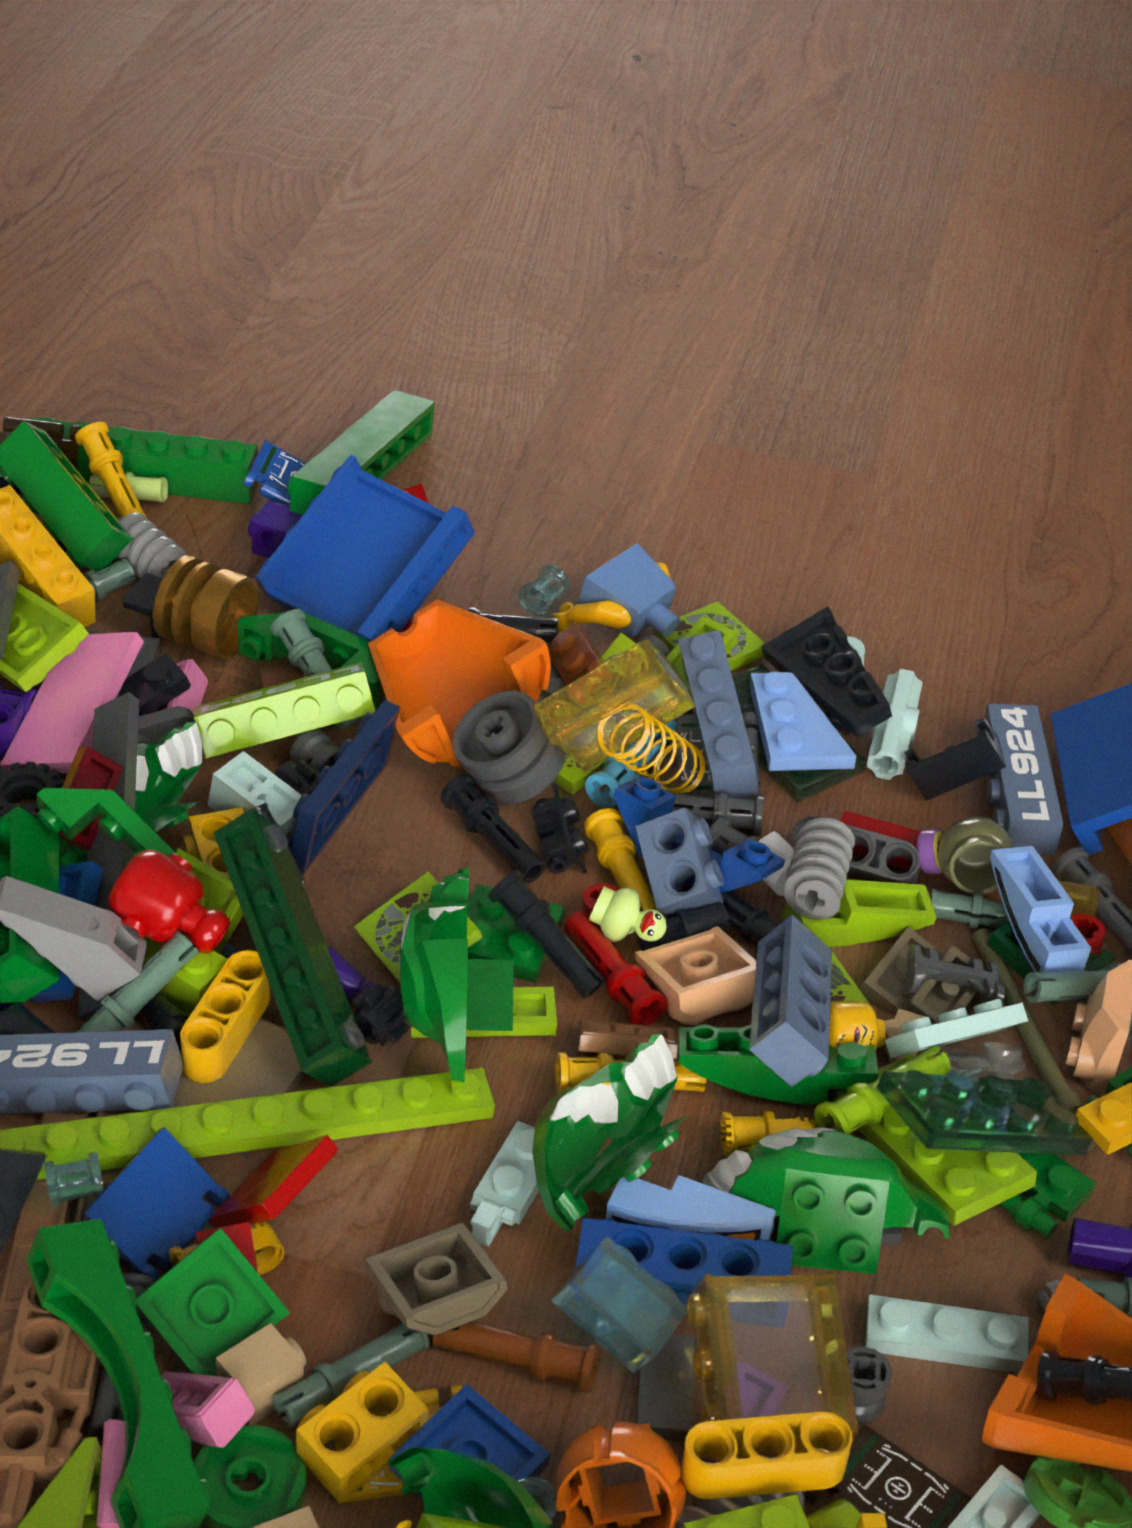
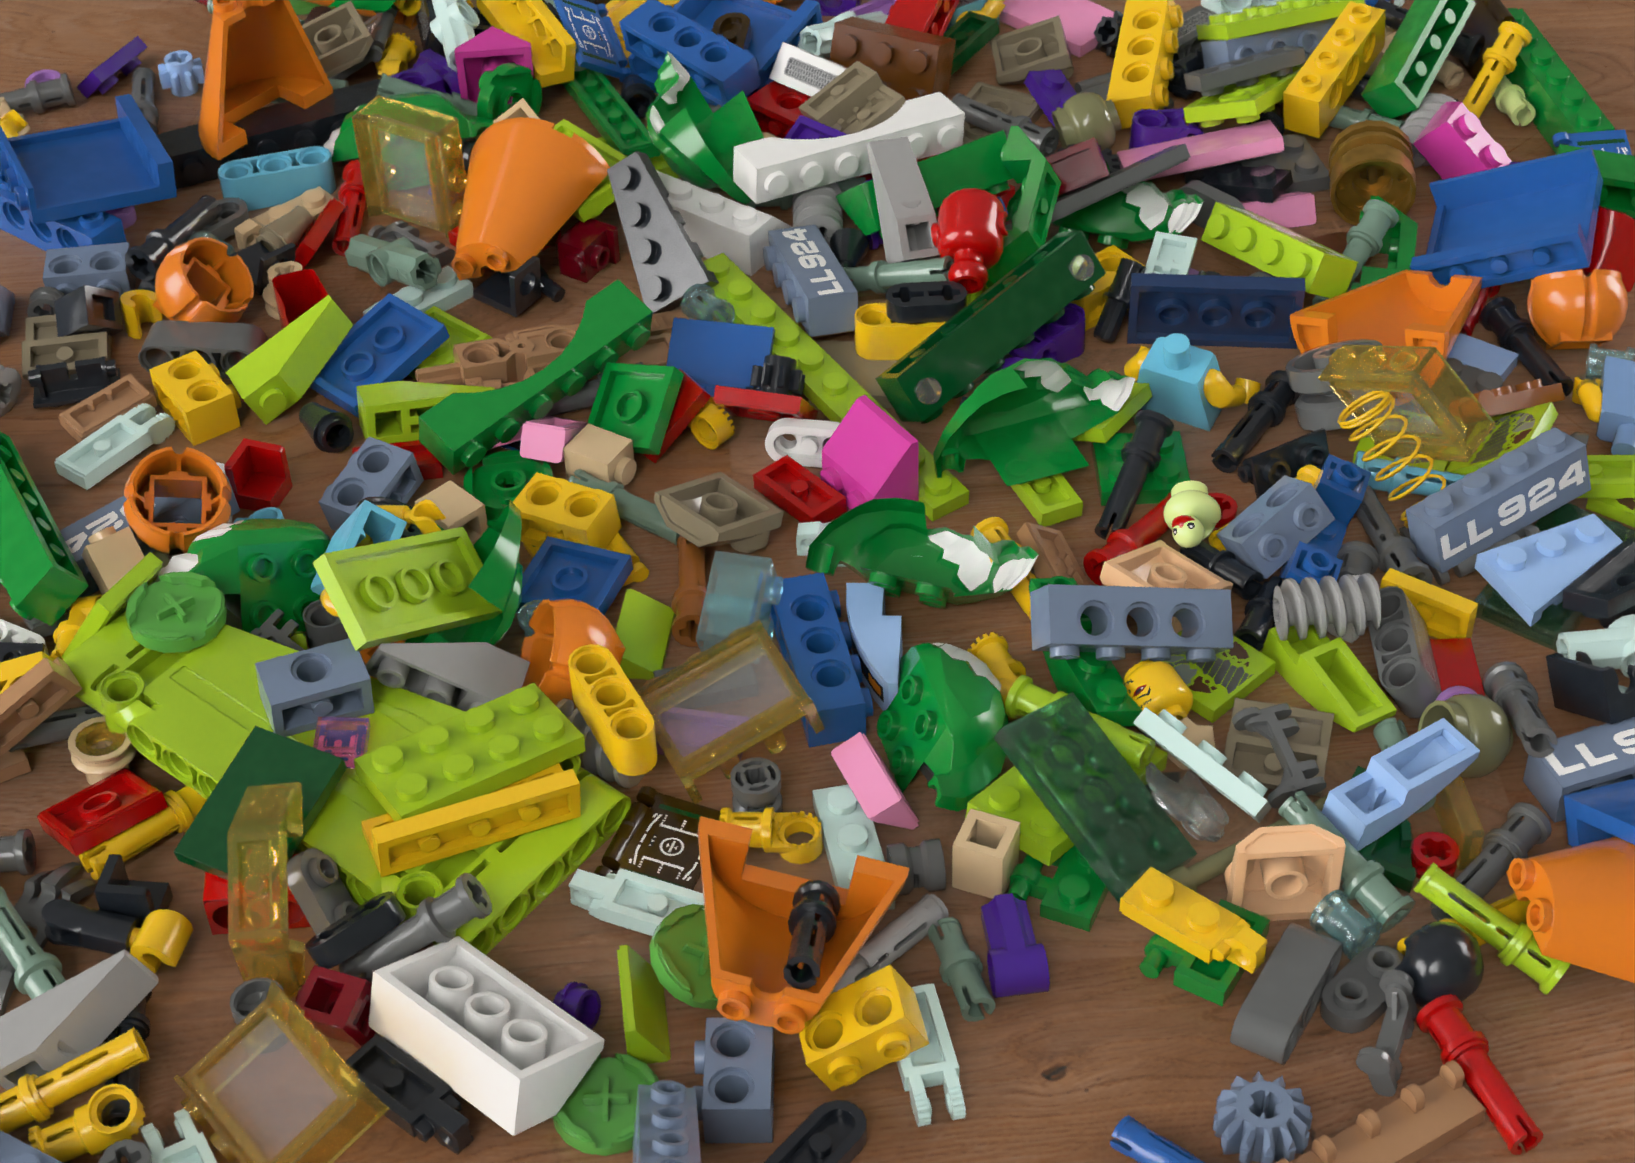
camera: 75 degrees right, 0 degrees up
(212, 535) = (1458, 143): none -> dark pink slope
(215, 978) = (925, 301): none -> black beam
(237, 1159) = (778, 376): none -> black gear
(342, 1173) = (809, 440): none -> white plate
(410, 1207) = (799, 491): none -> red plate
(427, 1123) = (871, 457): none -> dark pink slope
(433, 843) = (1186, 381): none -> medium azure torso
(488, 571) = (1576, 308): none -> orange piece
(556, 1417) = (645, 633): none -> lime slope
(822, 802) = (1443, 611): none -> yellow plate
(886, 1280) = (873, 783): none -> bright pink slope
(913, 1392) = (774, 828): none -> yellow connector
(945, 809) = (1509, 688): none -> dark grey pin
(1002, 1283) = (925, 865): none -> dark grey wheel
(1018, 1223) = (985, 854): none -> tan brick

